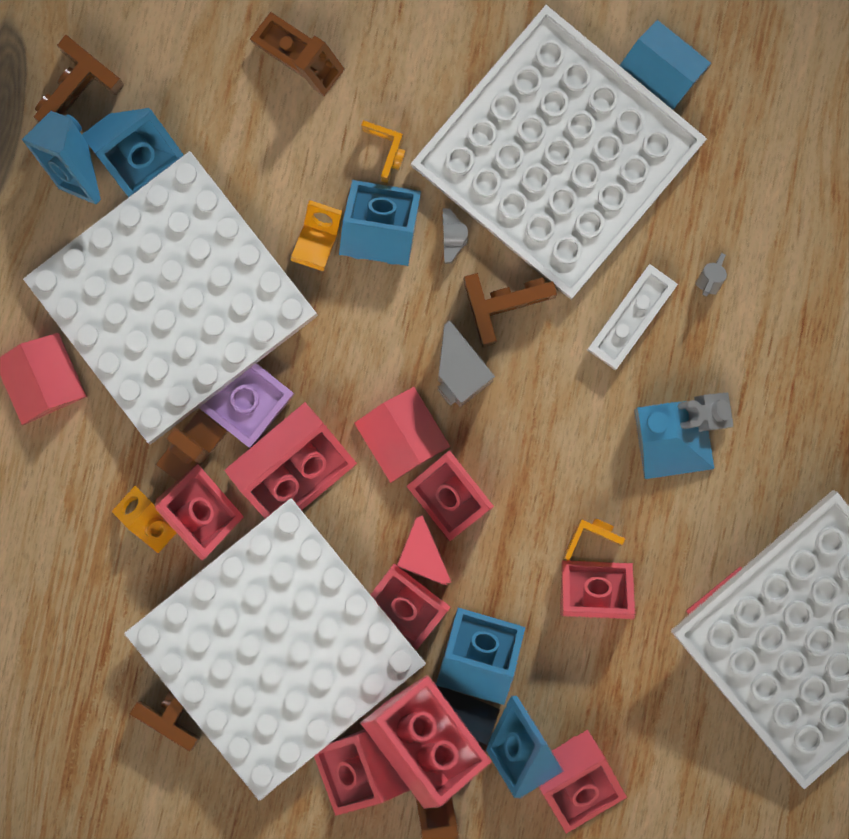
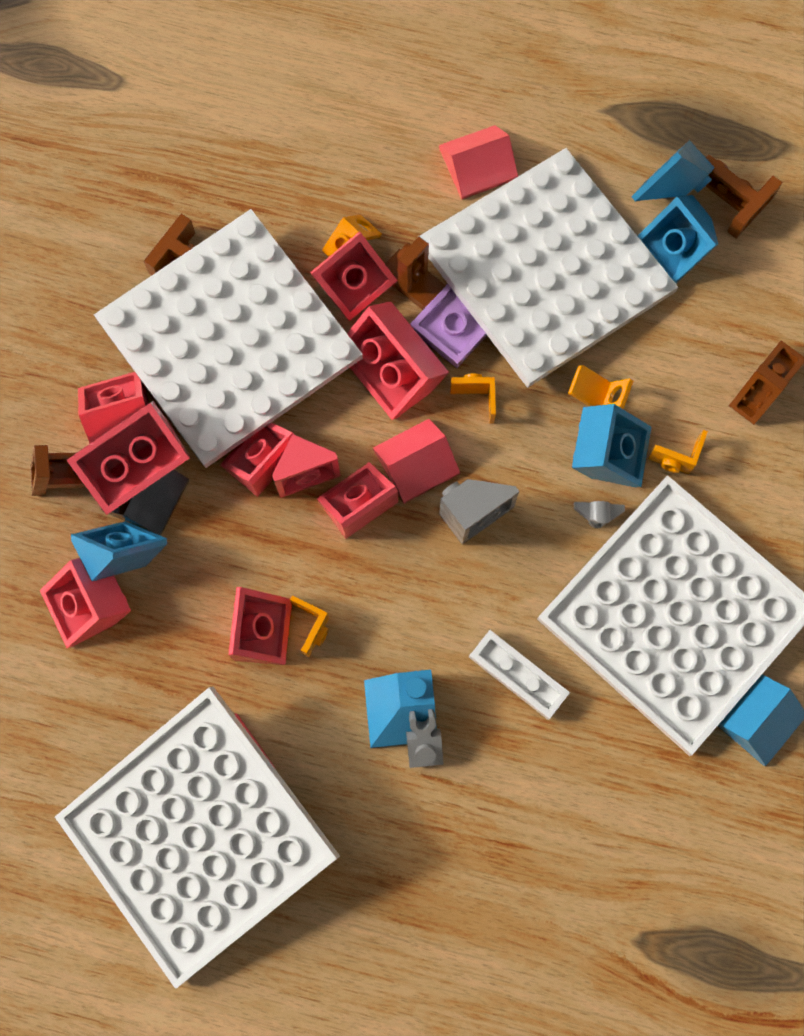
camera: 95 degrees right, 10 degrees down
(313, 371) = (476, 384): none -> light orange bracket
(481, 656) = (208, 517): dark azure slope -> none
(502, 301) = (536, 552): dark orange bracket -> none
(712, 277) = (555, 754): light grey piece -> none

